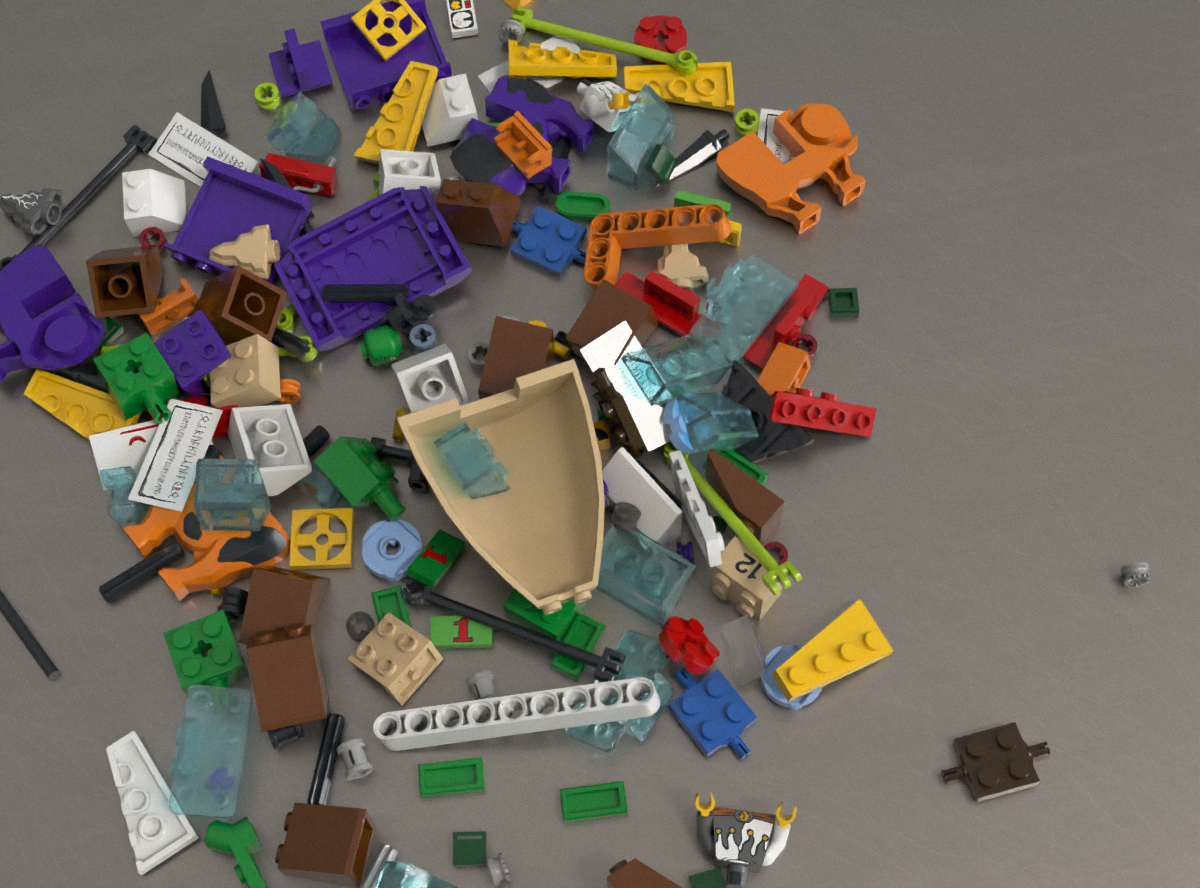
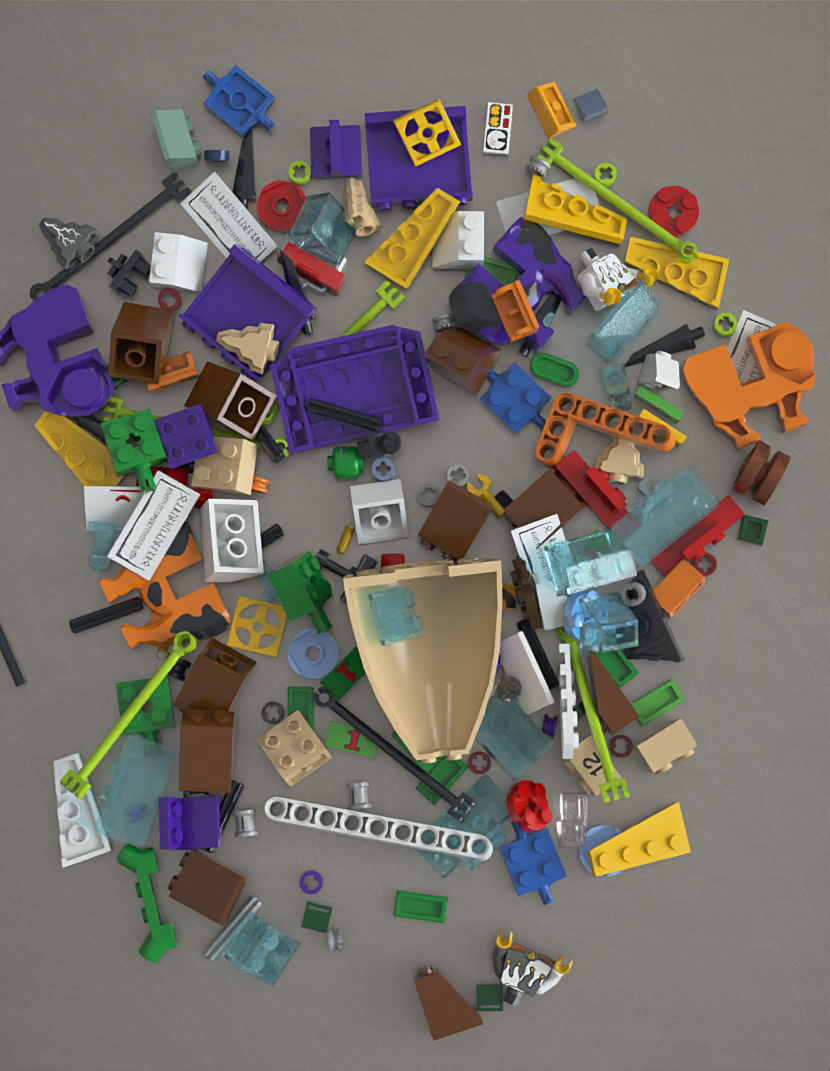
camera: 10 degrees right, 20 degrees up
(99, 222) = (121, 282): none -> black hips
(128, 90) = (175, 138): none -> sand green slope
(134, 755) = (77, 781): none -> lime hinge
(176, 99) = (216, 156): none -> dark blue tile
(189, 48) = (238, 100): none -> blue plate
(230, 495) = (192, 586): clear light blue slope -> none
(240, 127) = (268, 201): none -> red plate
(285, 774) = (189, 823): none -> dark purple bracket
(338, 110) = (358, 209): none -> tan rock
(409, 171) = (407, 303): white slope -> none
(445, 816) = (317, 877): none -> dark purple bush
(451, 778) = (316, 857): green tile -> none
(578, 17) = (604, 166): none -> lime bush
(623, 612) = (473, 767): none -> dark red bush
(649, 197) = (616, 387): none -> clear light blue leg
(661, 164) = (634, 352): dark green tile -> none
(694, 174) = (660, 372): none -> white slope
(731, 377) = (624, 594): none -> light grey bush
(802, 499) = (657, 702): none -> bright green tile
(821, 412) = (697, 635): red bracket -> none
(824, 536) = (665, 746): none -> tan brick
(832, 236) = (763, 473): none -> copper wheel
(995, 762) = (739, 962): dark brown plate -> none

